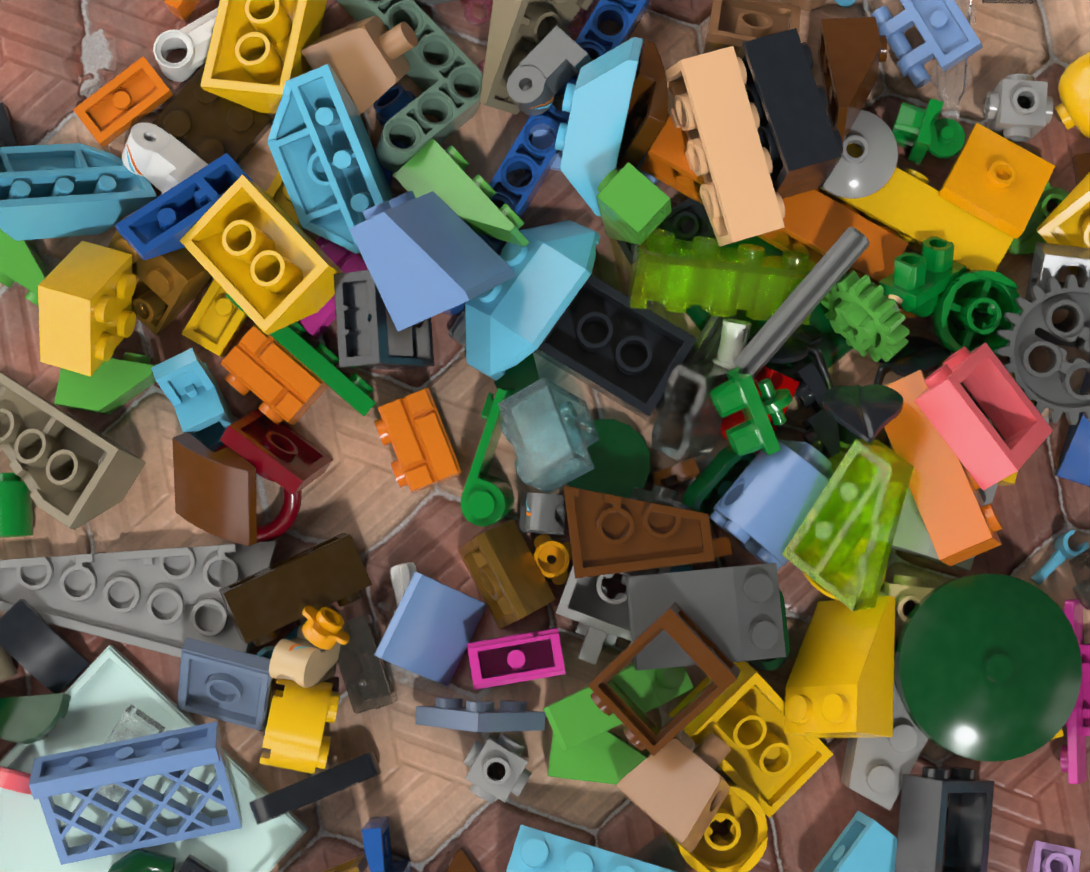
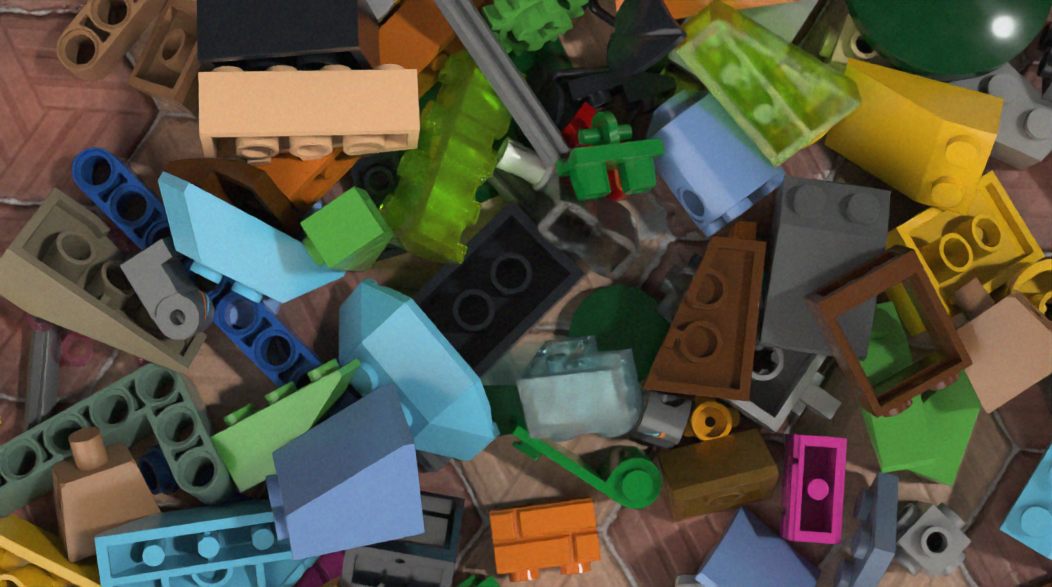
camera: 75 degrees left, 0 degrees up
(675, 474) = (650, 262): reddish brown tile -> none
(716, 480) = (671, 222): dark green plate -> none

